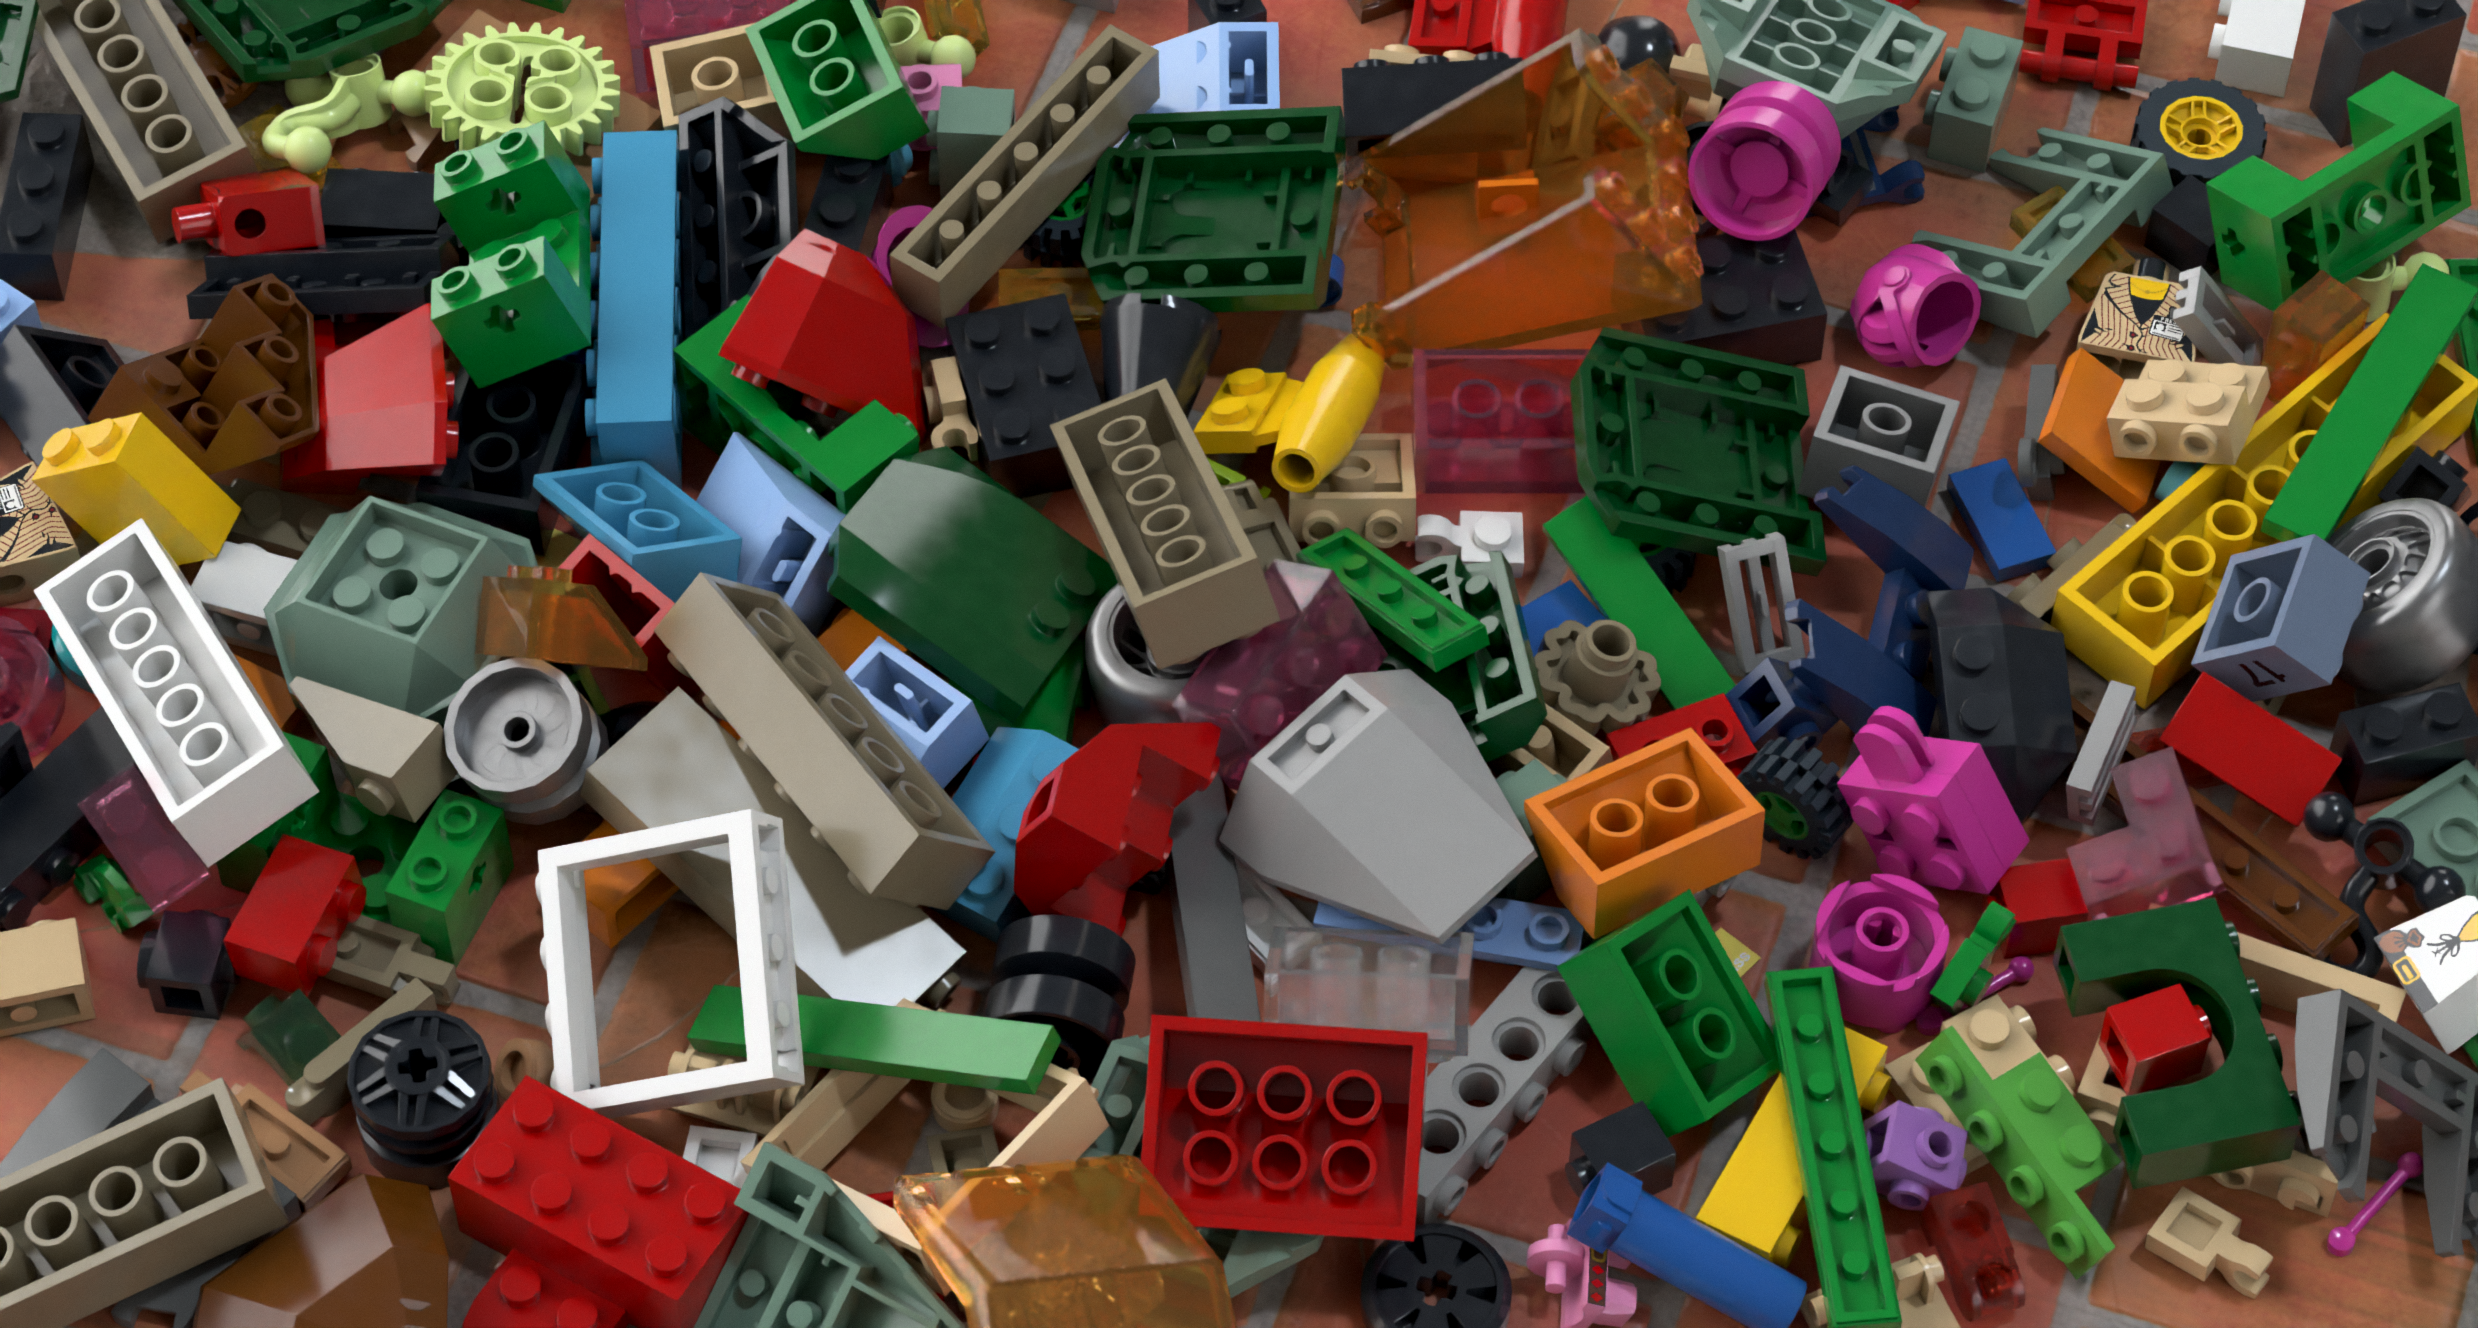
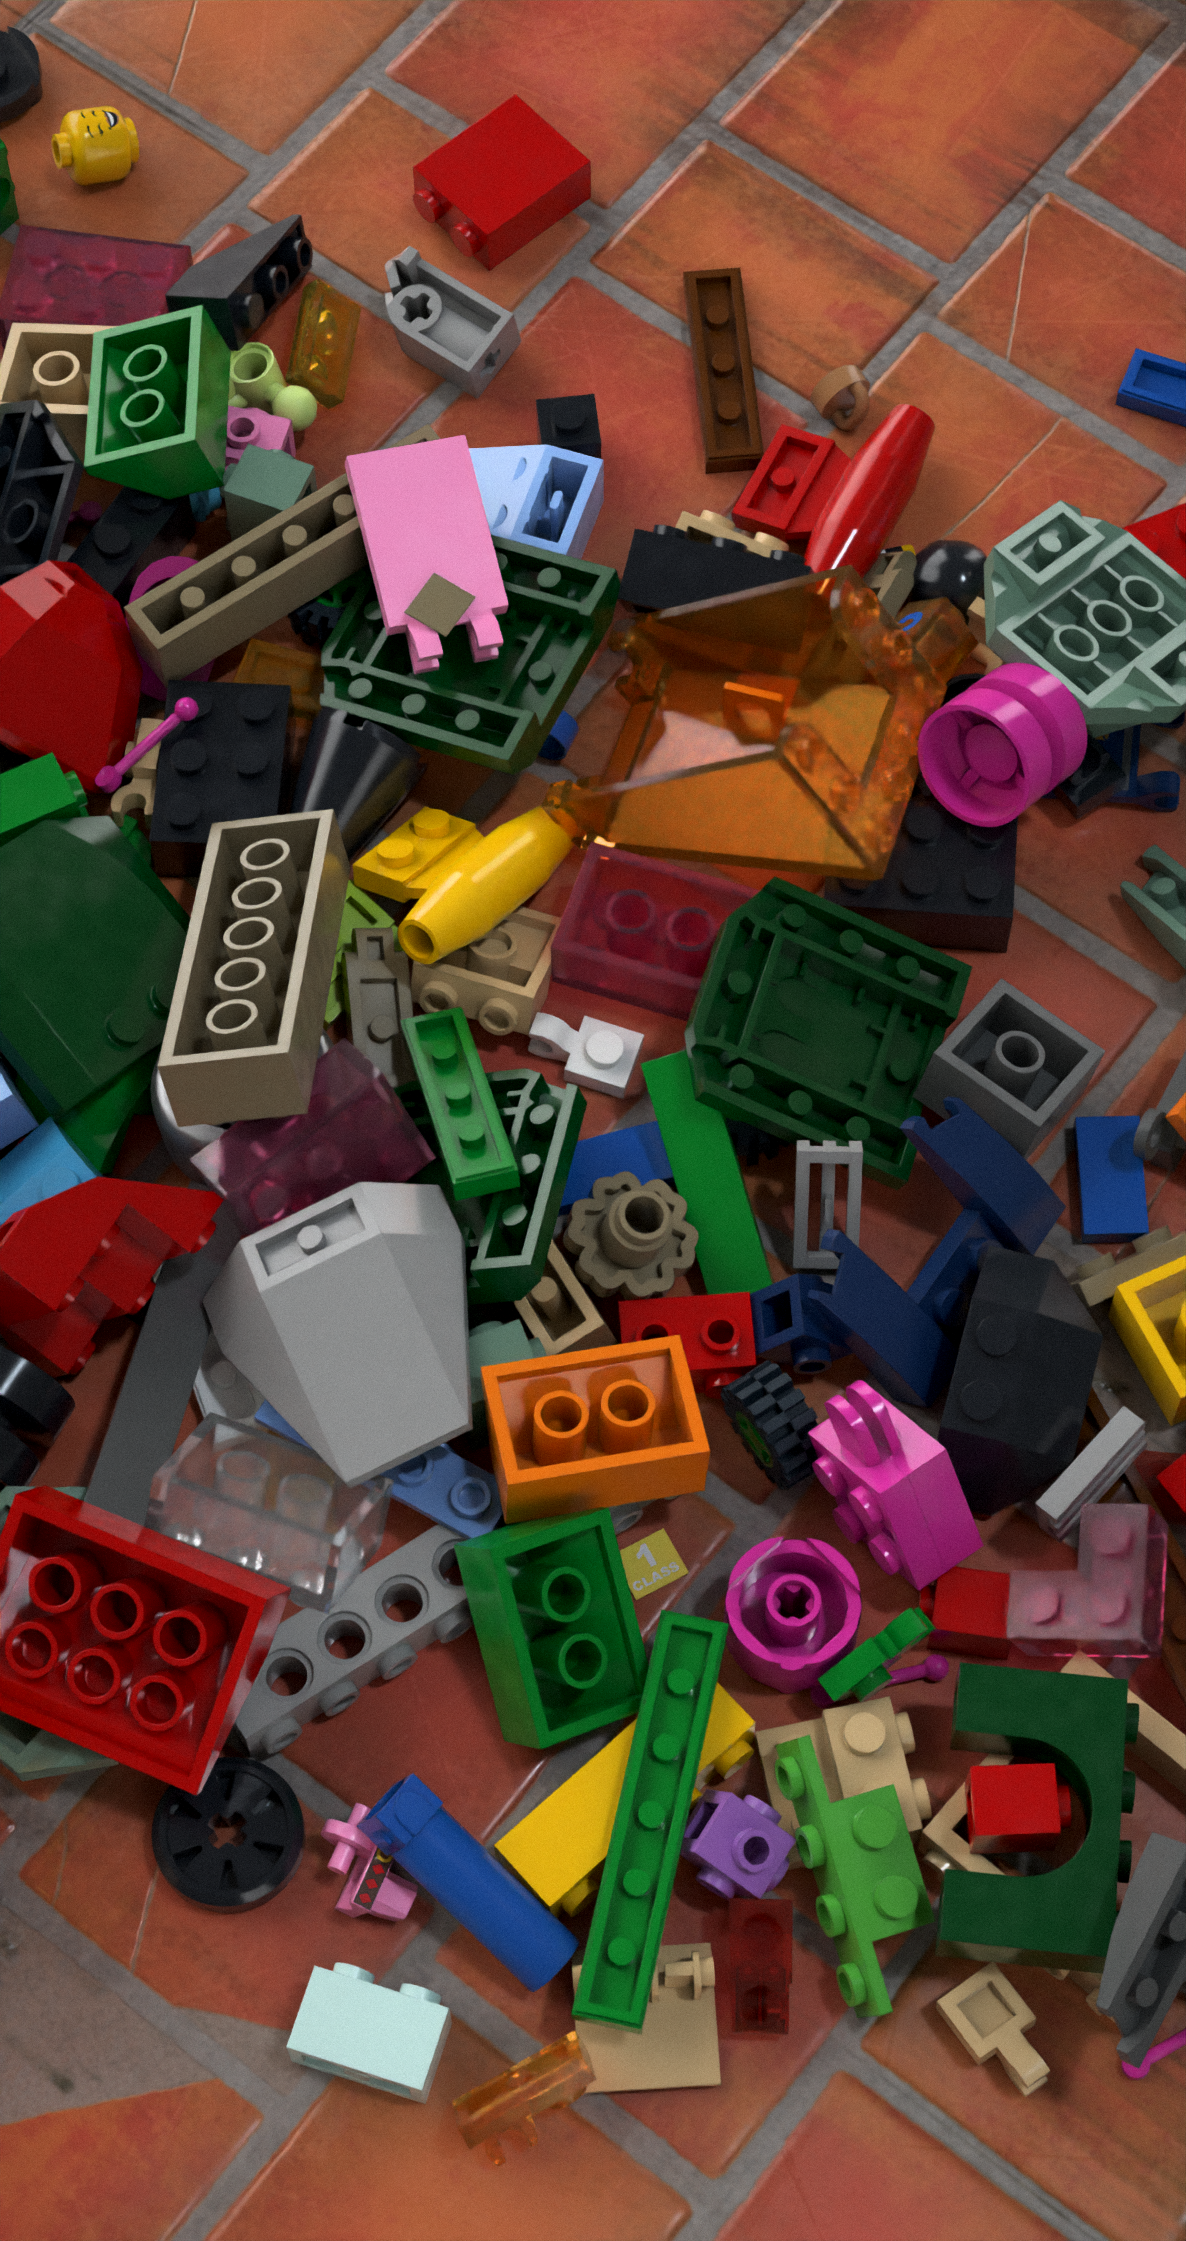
camera: 20 degrees right, 10 degrees up
(924, 417) = (111, 776): none -> dark pink hinge
(1160, 130) = (424, 518): none -> bright pink tile
(1193, 174) = (440, 604): none -> dark tan sticker
(1627, 1141) = (456, 1751): black brick -> none
(1915, 308) = (1107, 932): dark pink helmet -> none

